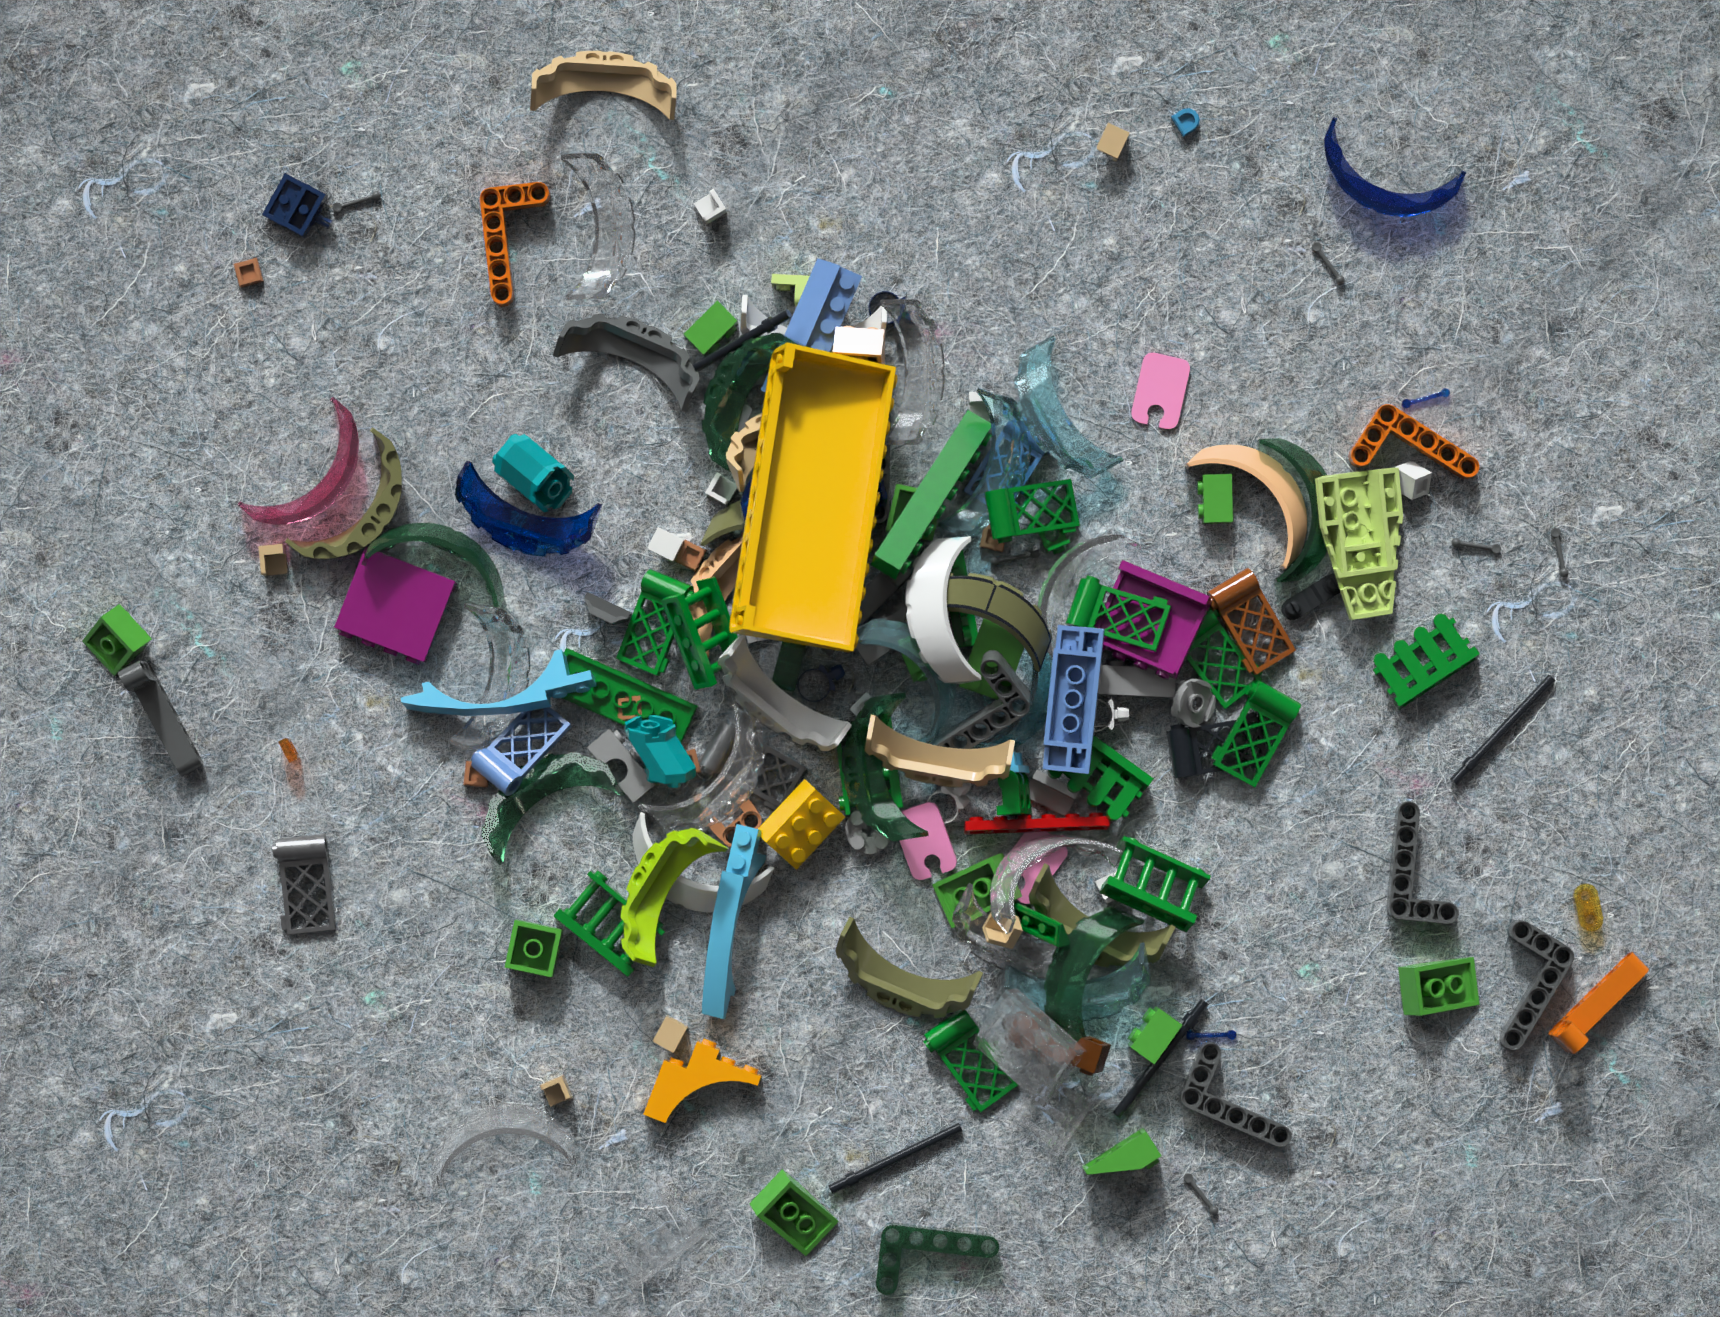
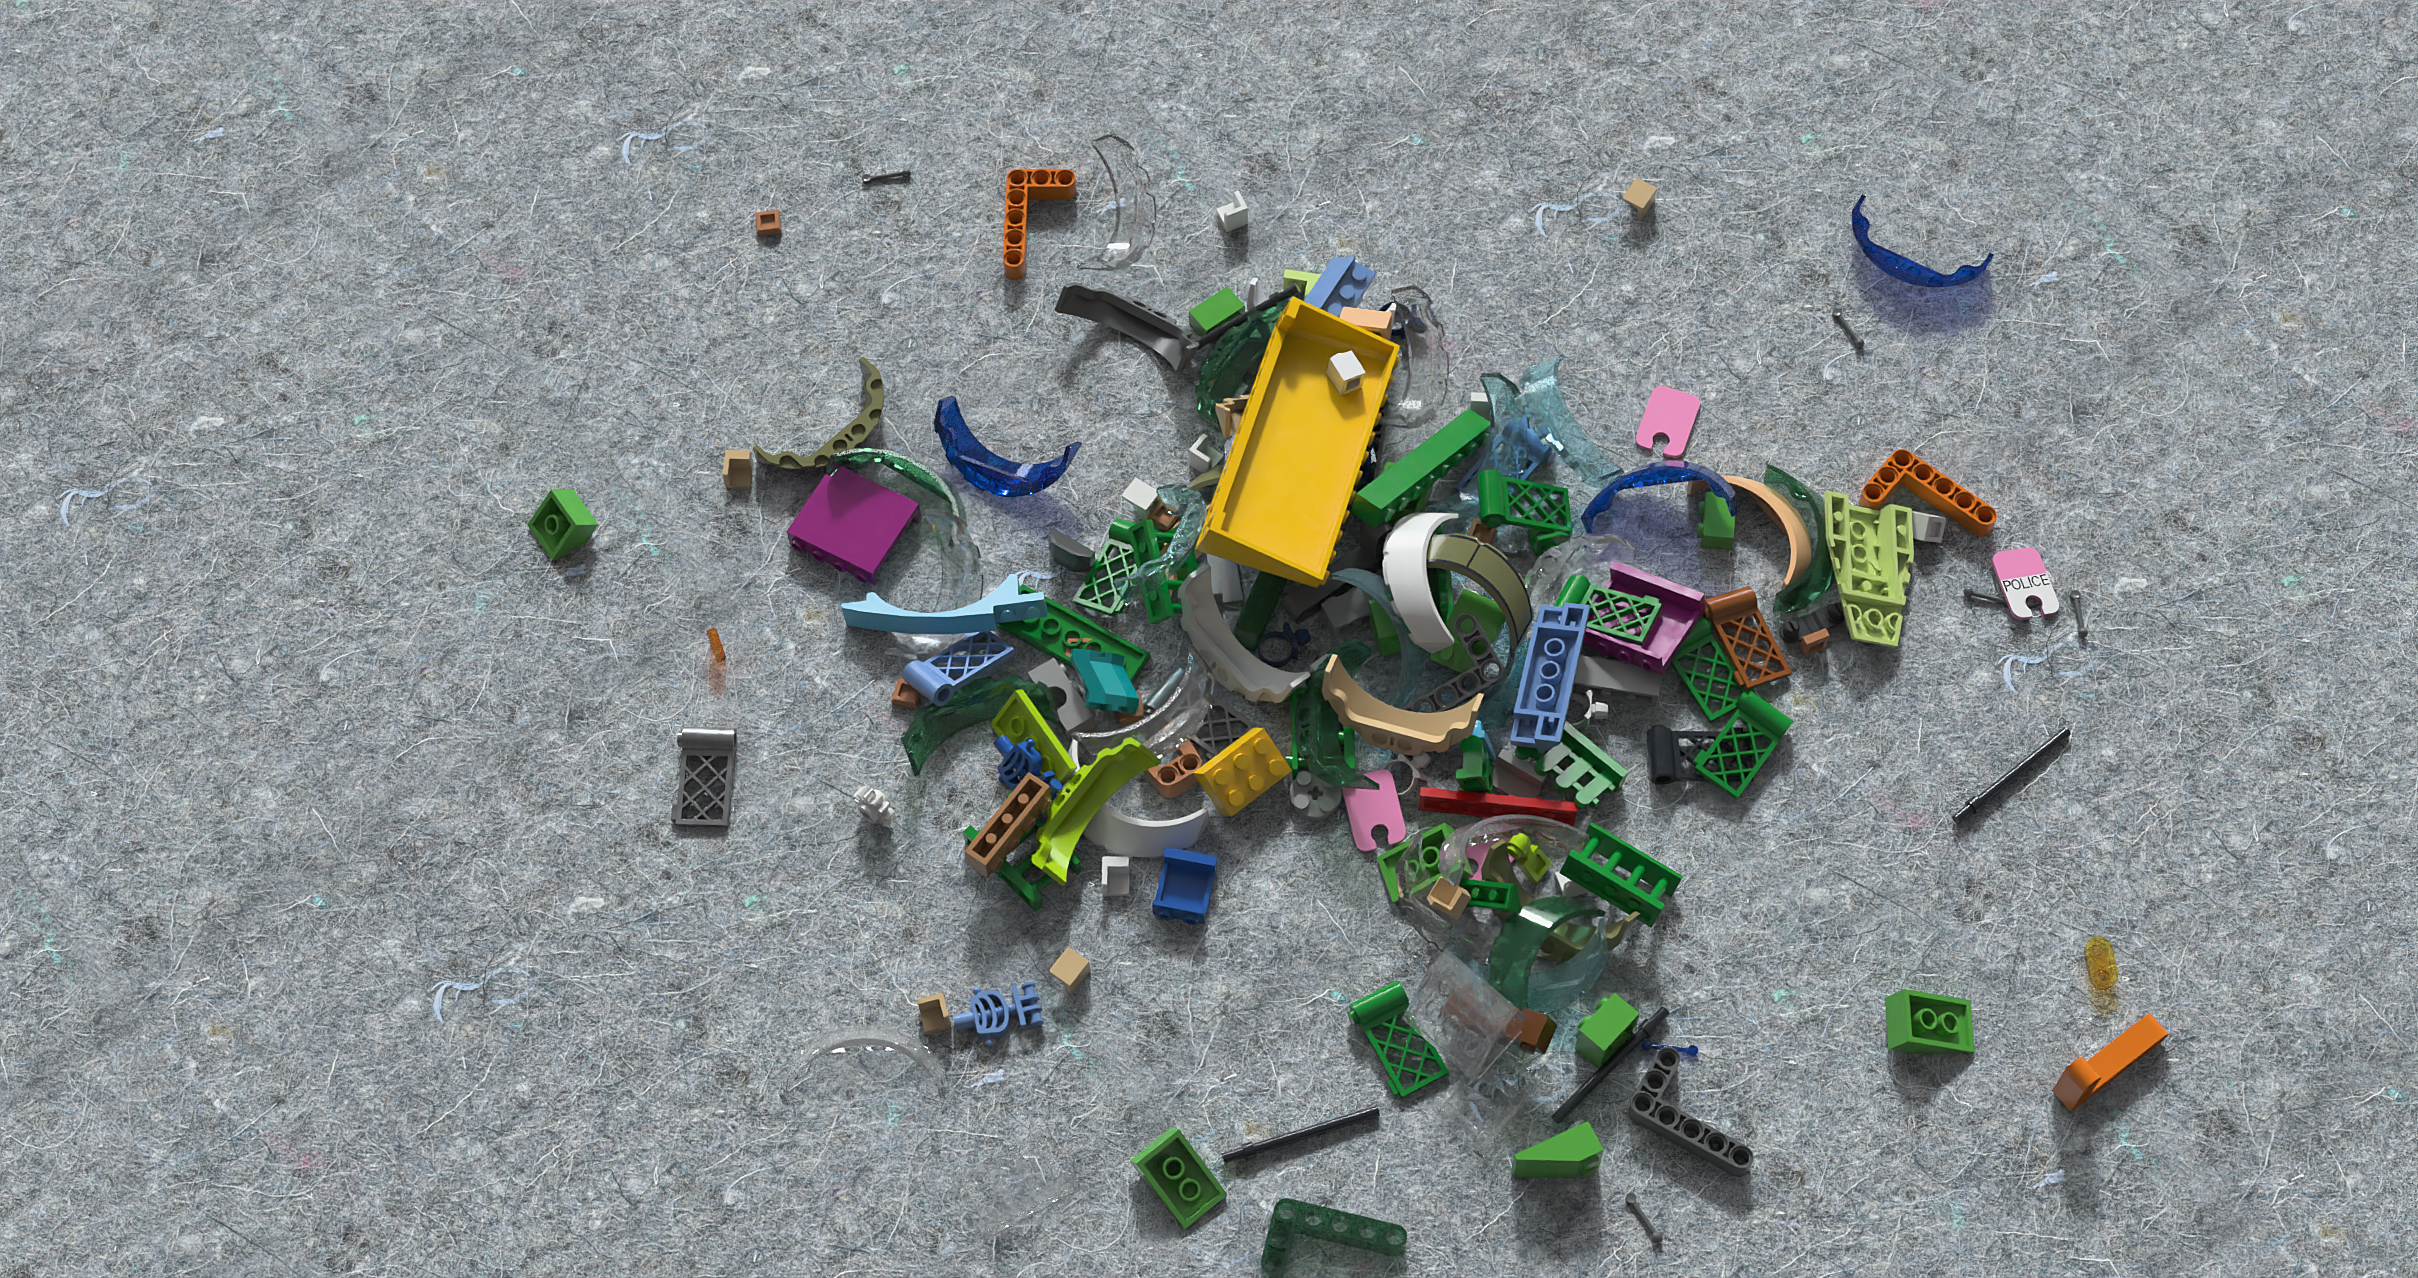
camera: 10 degrees right, 25 degrees down
(151, 694) = (590, 590): dark grey beam -> none
(296, 206) = (828, 170): dark blue plate -> none
(327, 490) = (803, 409): clear pink windscreen -> none
(467, 899) = (874, 806): none -> white gear
(533, 472) = (1017, 416): teal brick -> none
(534, 948) = (935, 863): bright green brick -> none
(591, 1088) = (973, 1018): none -> medium blue torso
(595, 912) = (1008, 825): none -> medium nougat brick
(596, 844) = (1024, 760): none -> blue torso
(604, 72) = (1143, 95): tan windscreen -> none
(604, 820) = (1021, 722): none -> lime plate
(697, 936) = (1115, 876): none -> white panel
(704, 1068) = (1100, 1012): light orange arch -> none
(719, 607) = (1152, 574): none -> clear light blue windscreen
(733, 886) = (1162, 815): medium azure slope -> none
(762, 939) = (1185, 886): none -> blue panel
(846, 405) = (1345, 372): none -> white brick
(897, 987) = (1319, 953): olive windscreen -> none
(1070, 873) = (1533, 861): none -> lime plate
(1164, 459) = (1659, 474): none -> clear blue windscreen
(1182, 706) = (1667, 709): light grey plate -> none
(1186, 121) = (1713, 193): dark azure tile -> none
(1315, 617) = (1814, 642): none -> nougat tile
(1406, 403) = (1963, 454): clear blue hinge -> none
(1407, 873) = (1898, 902): dark grey beam -> none
(1437, 659) = (1940, 710): green fence -> none
(1507, 520) = (2023, 577): none -> piece
(1538, 982) = (2044, 1036): dark grey beam -> none

